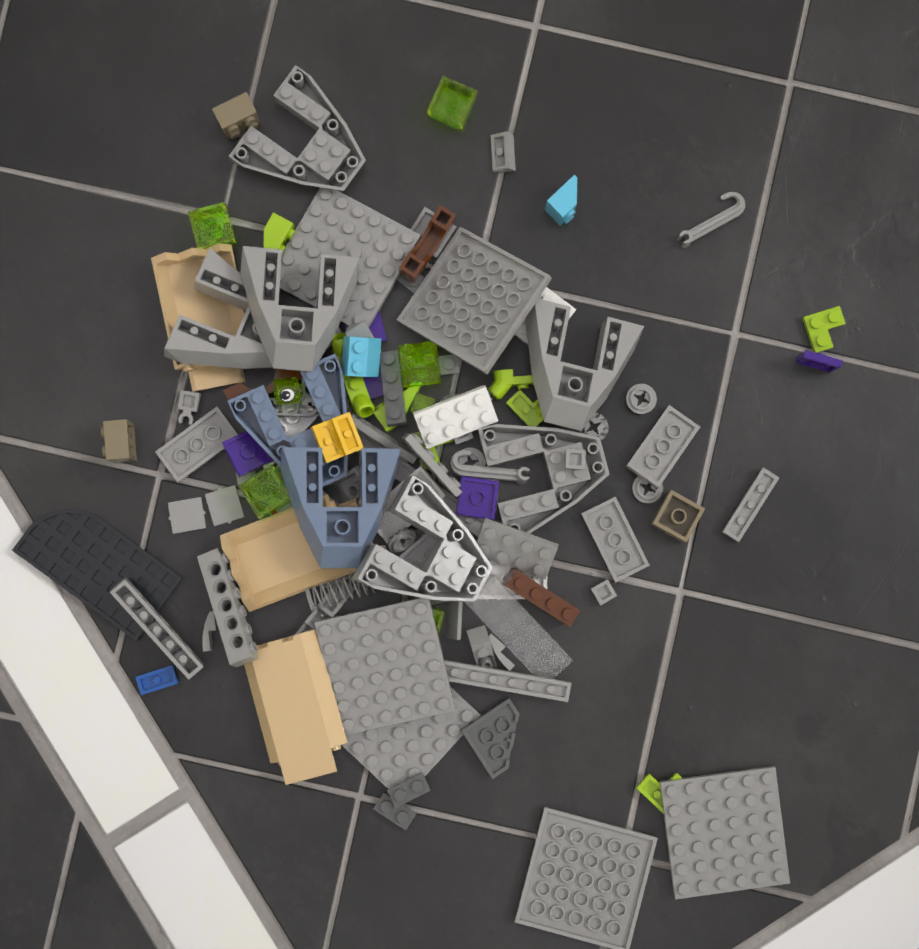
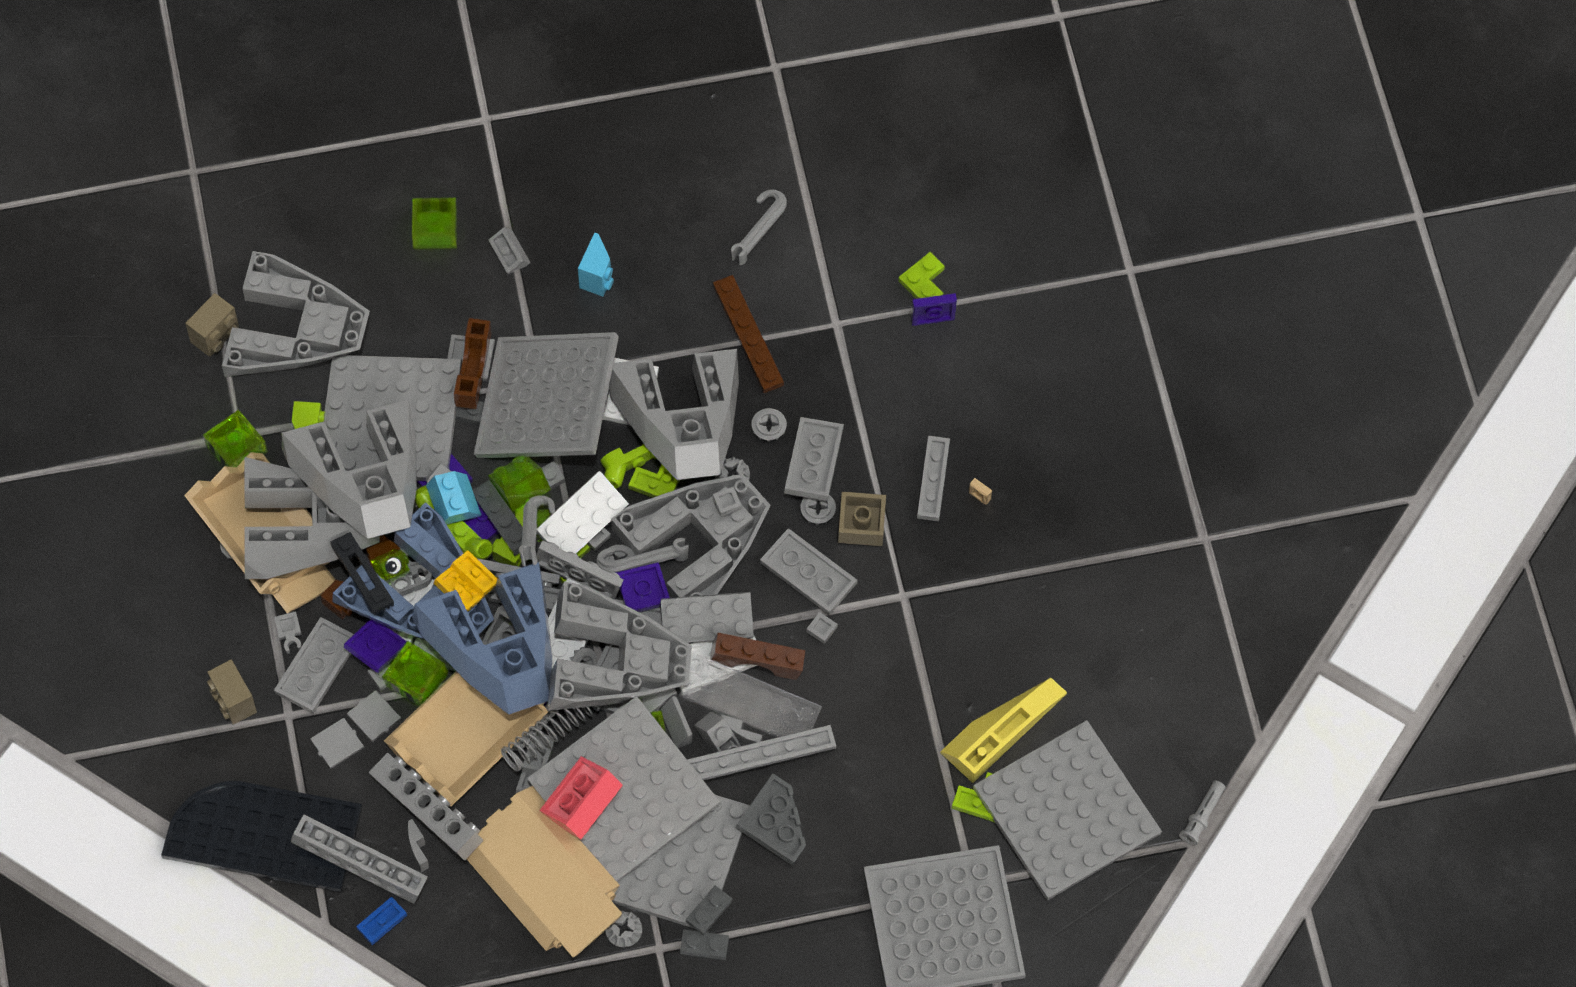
camera: 20 degrees left, 20 degrees down
(258, 422) = (376, 598): none -> black container
(346, 662) = (581, 797): none -> coral slope
(348, 771) = (627, 938): none -> light grey gear
(408, 412) = (528, 547): none -> light grey piece
(660, 311) = (748, 334): none -> reddish brown plate
(703, 741) = (1000, 729): none -> light yellow wedge
(782, 533) = (980, 491): none -> tan tile
(848, 868) = (1198, 821): none -> light grey pin

